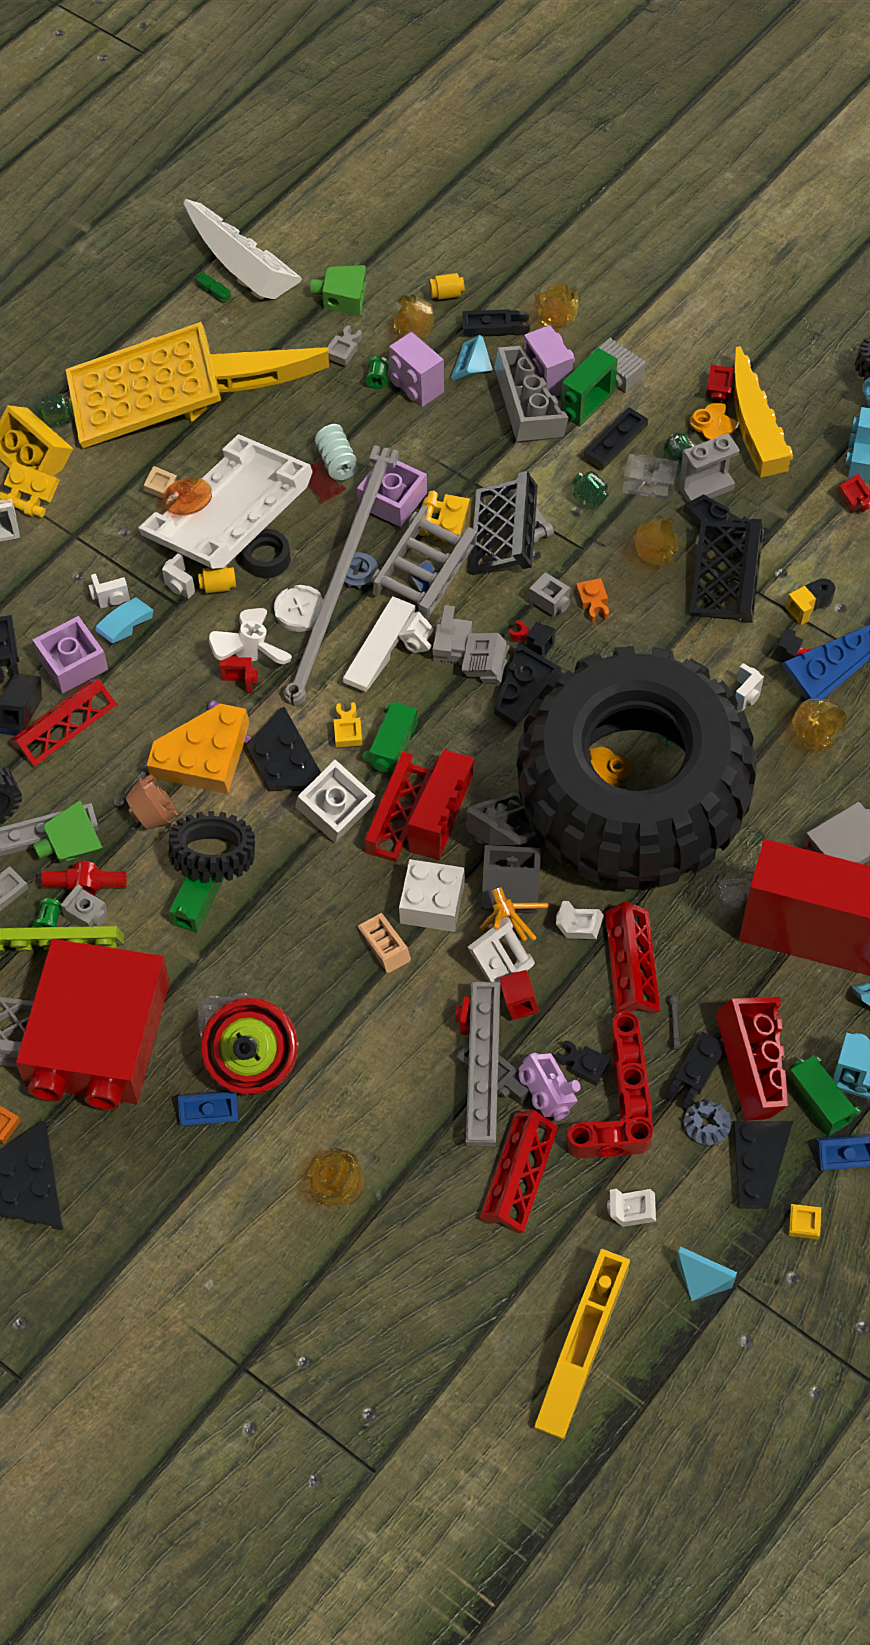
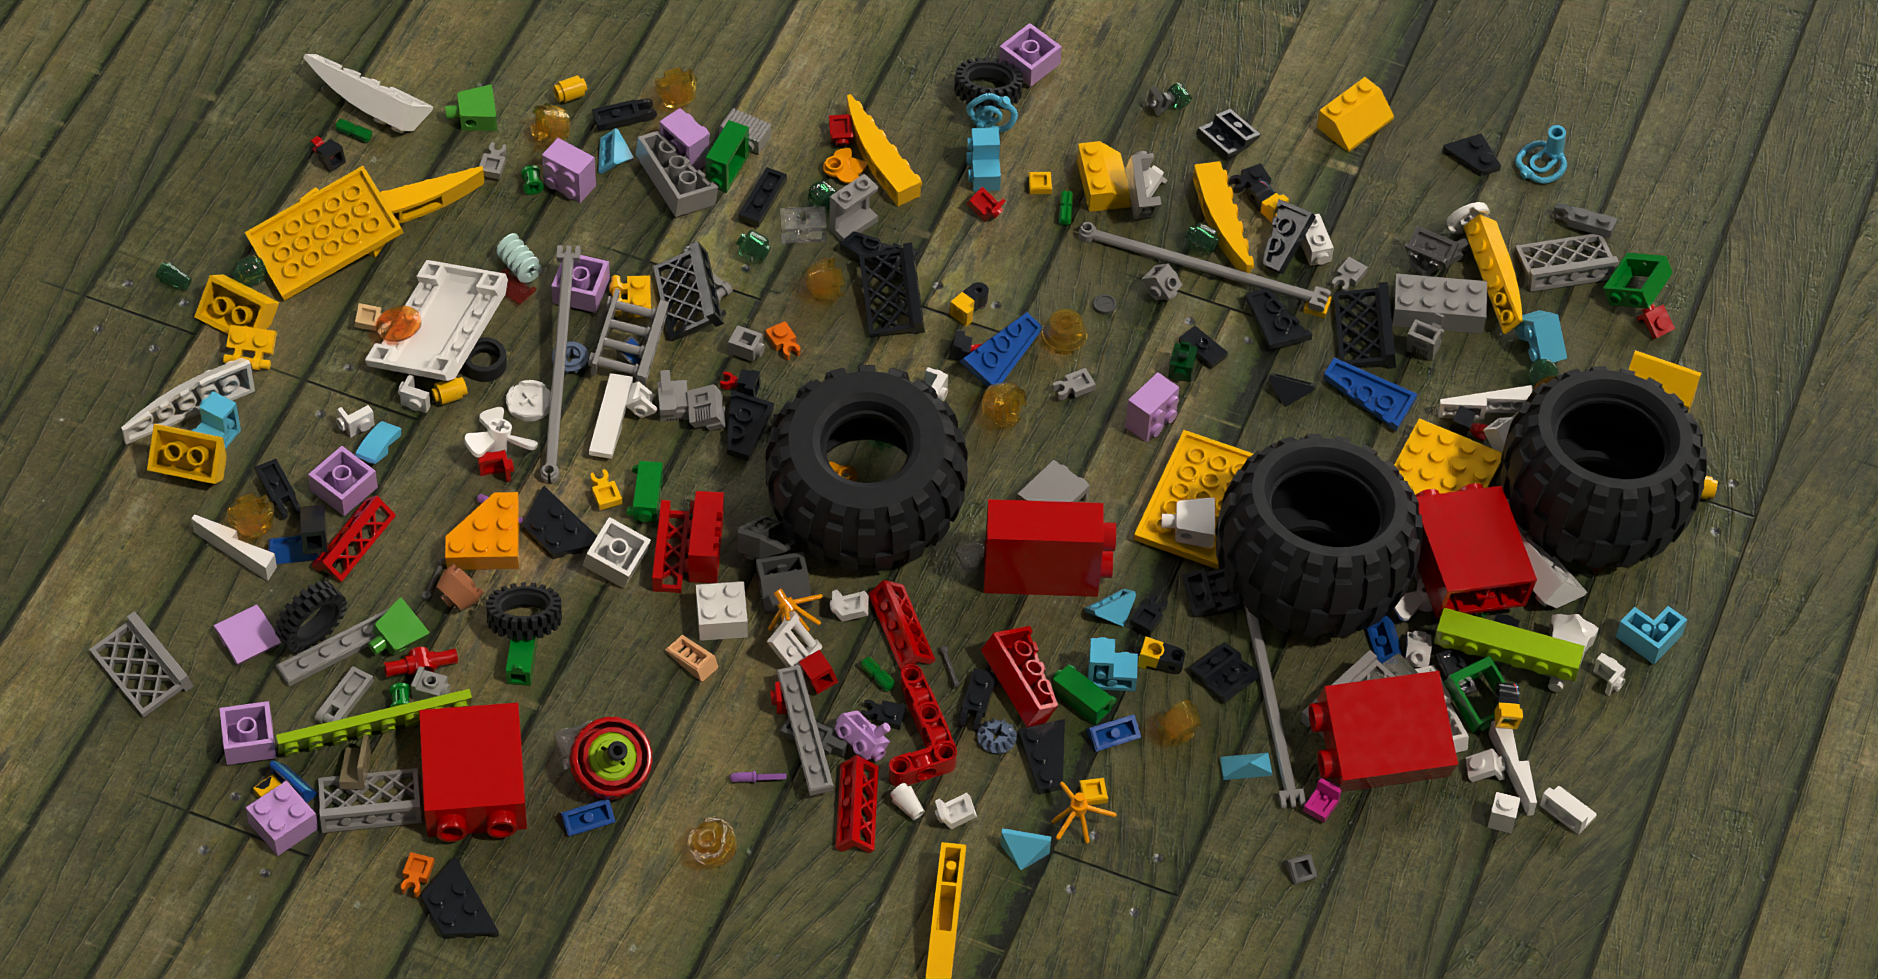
camera: 20 degrees left, 5 degrees down
(179, 305) = (329, 153): none -> black piece
(409, 1104) = (752, 776): none -> medium lavender piece
(579, 1180) = (907, 801): none -> white cone
(586, 1008) = (881, 677): none -> green piece
(777, 1244) = (1078, 807): none -> light orange plant

